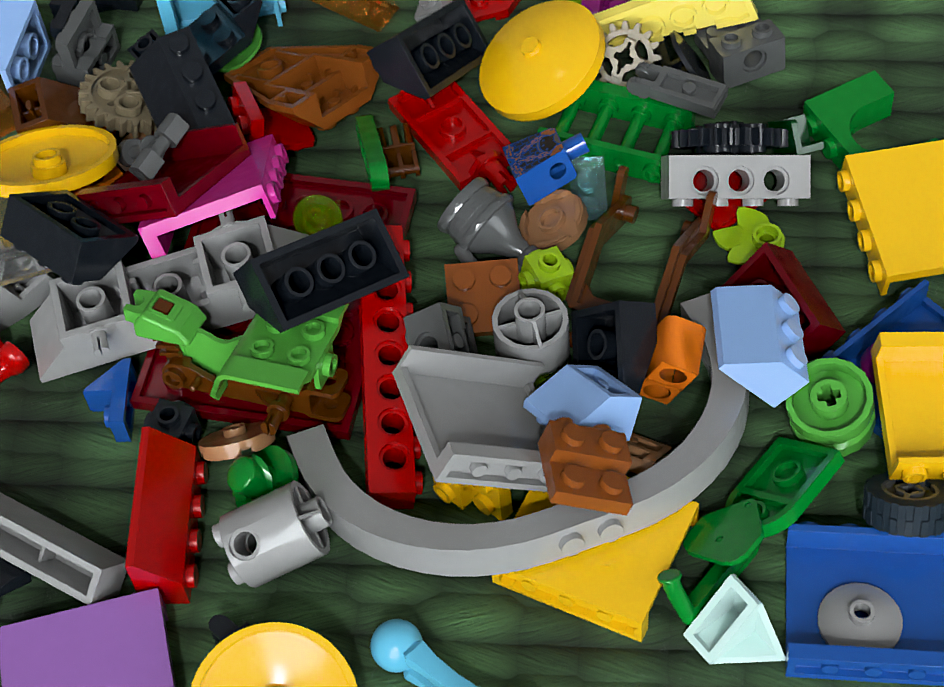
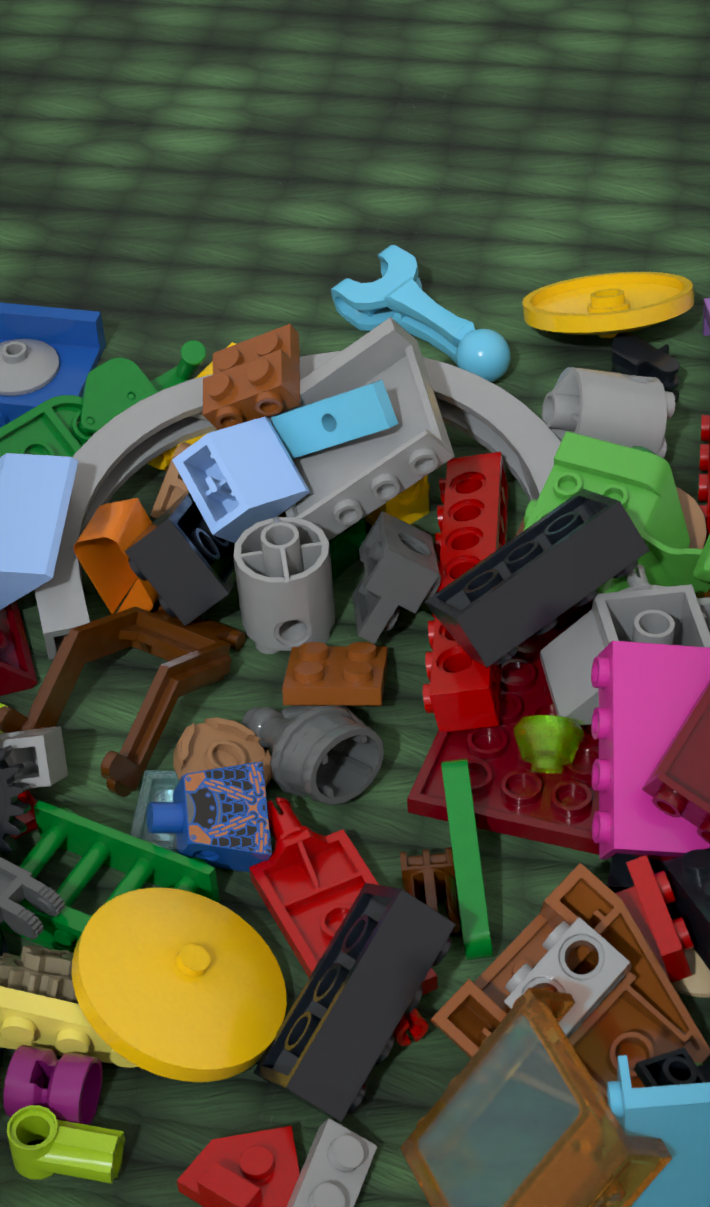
camera: 175 degrees left, 10 degrees down
(301, 63) = (553, 972): none -> light grey brick
(499, 421) = (335, 419): none -> medium azure tile
(547, 271) = (246, 669): lime brick -> none
(734, 628) = (147, 354): light aqua slope -> none

